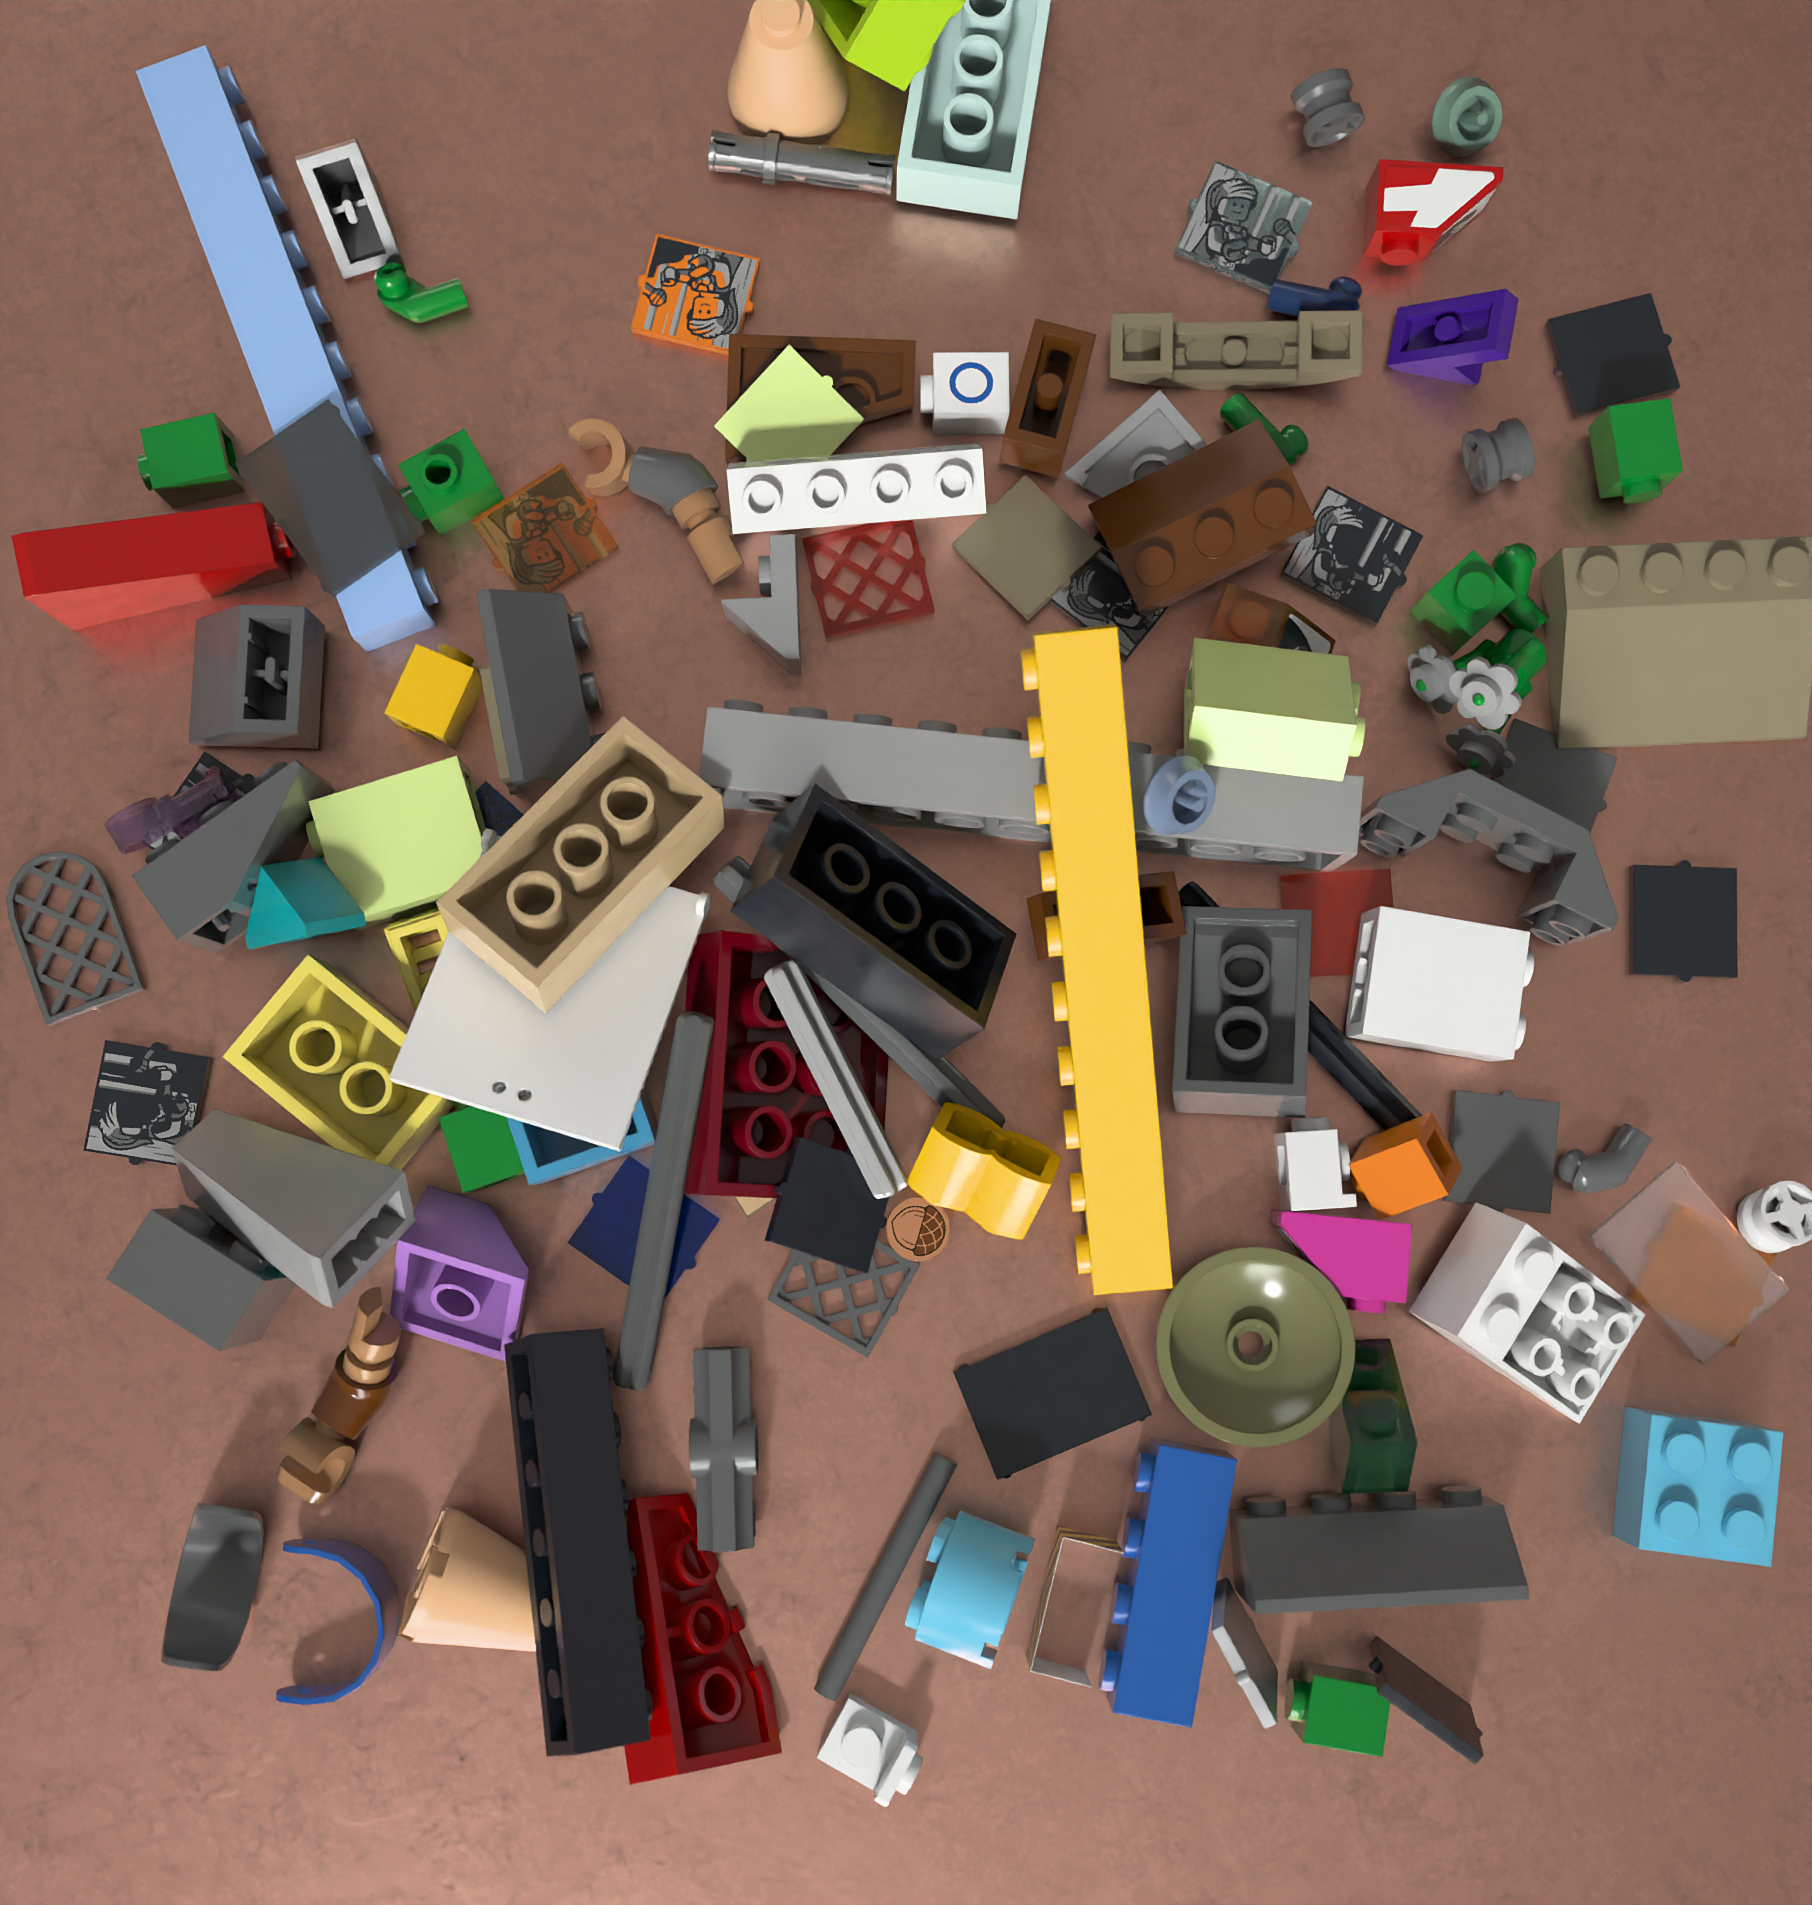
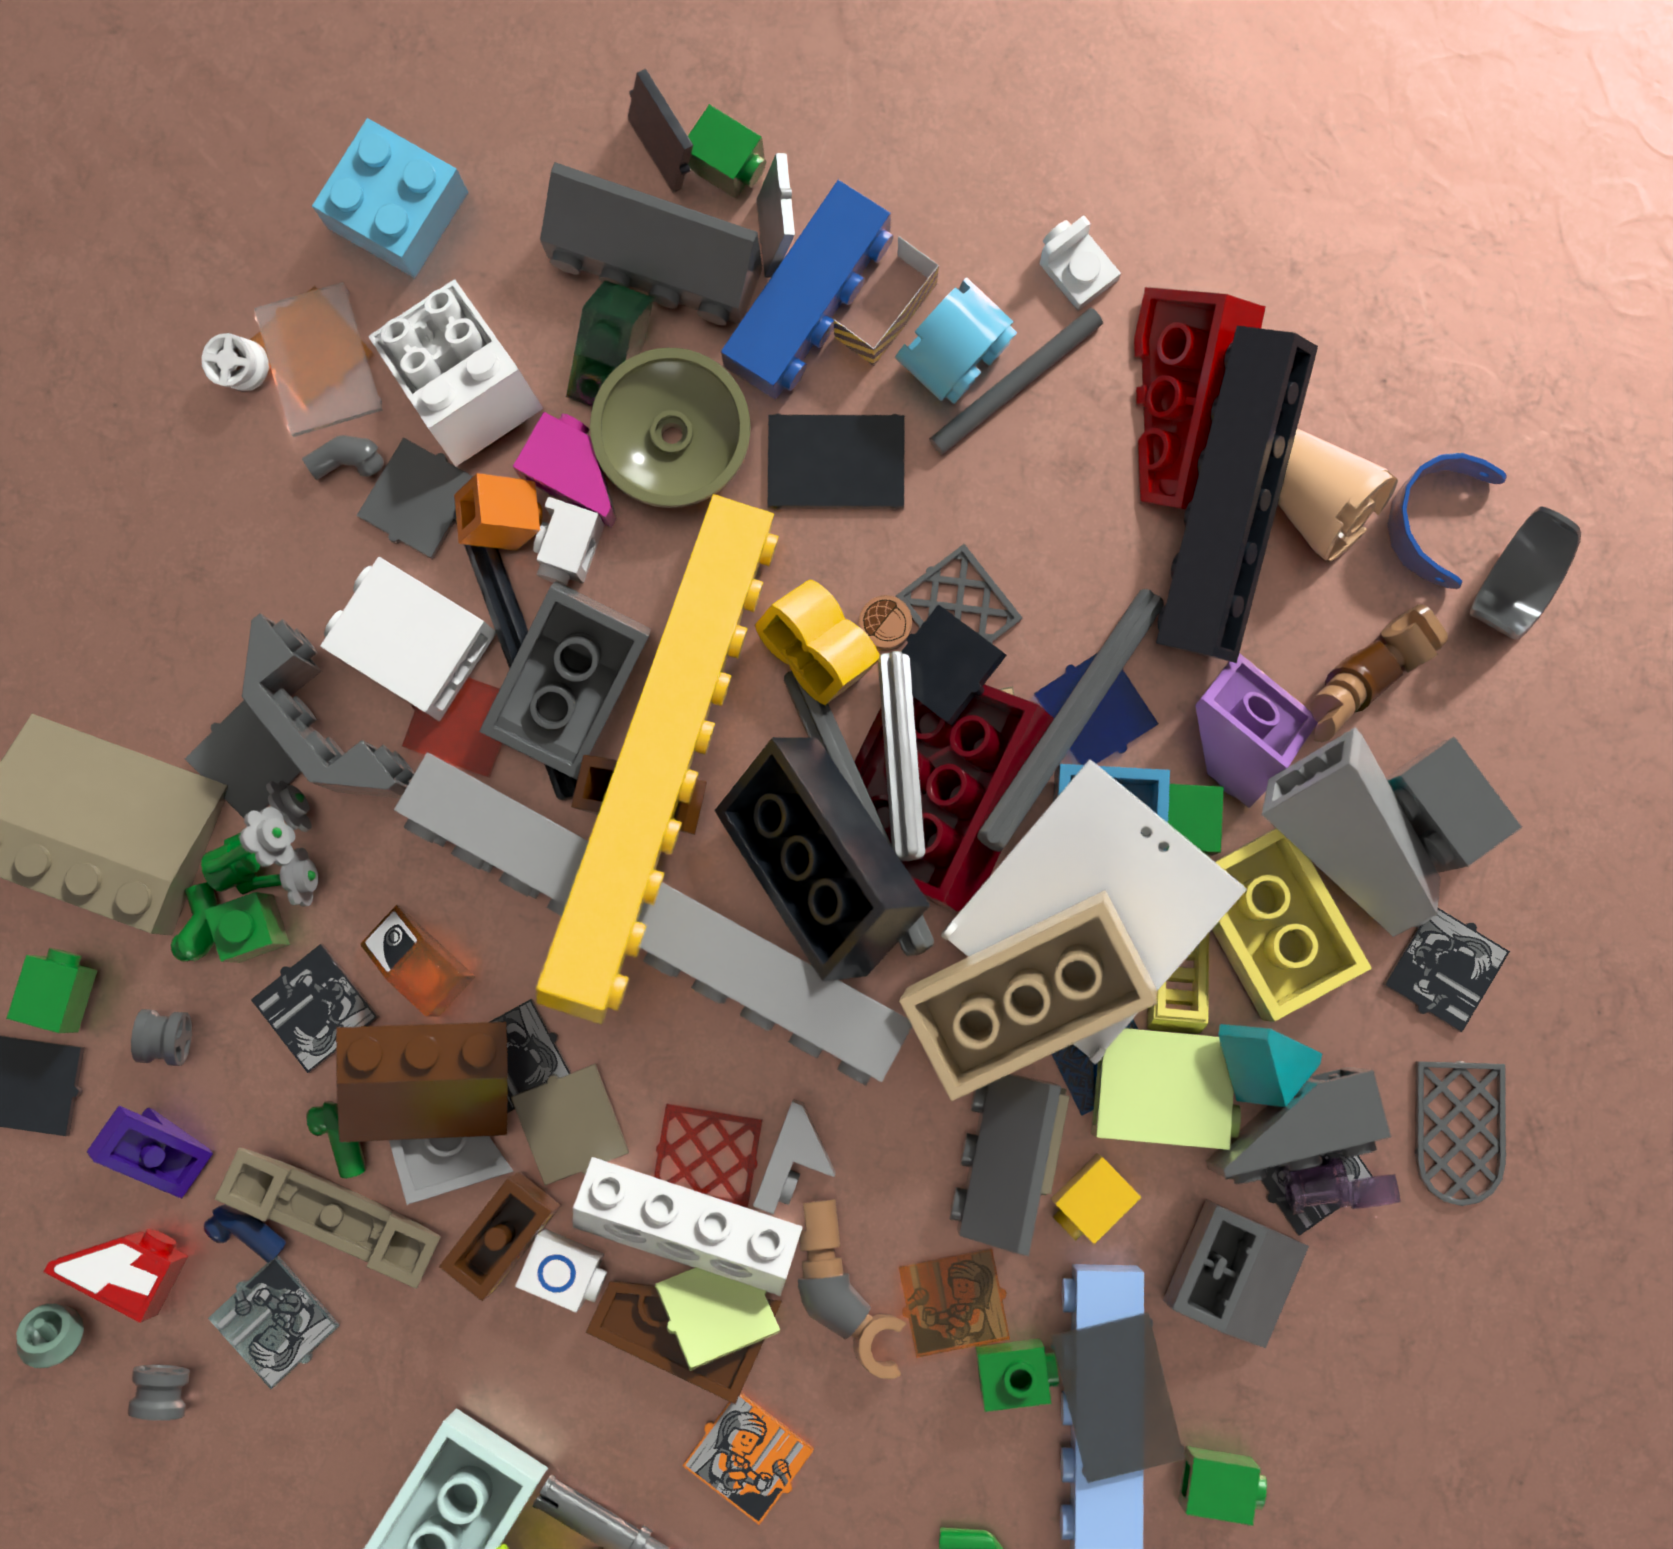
camera: 145 degrees left, 0 degrees up
(150, 562) = (1283, 1407): red slope -> none
(724, 1448) = (1099, 520): dark grey piece -> none
(1178, 796) = (544, 849): sand blue hat -> none
(1271, 709) = (440, 895): yellowish green brick -> none
(1683, 921) = (196, 612): black piece -> none

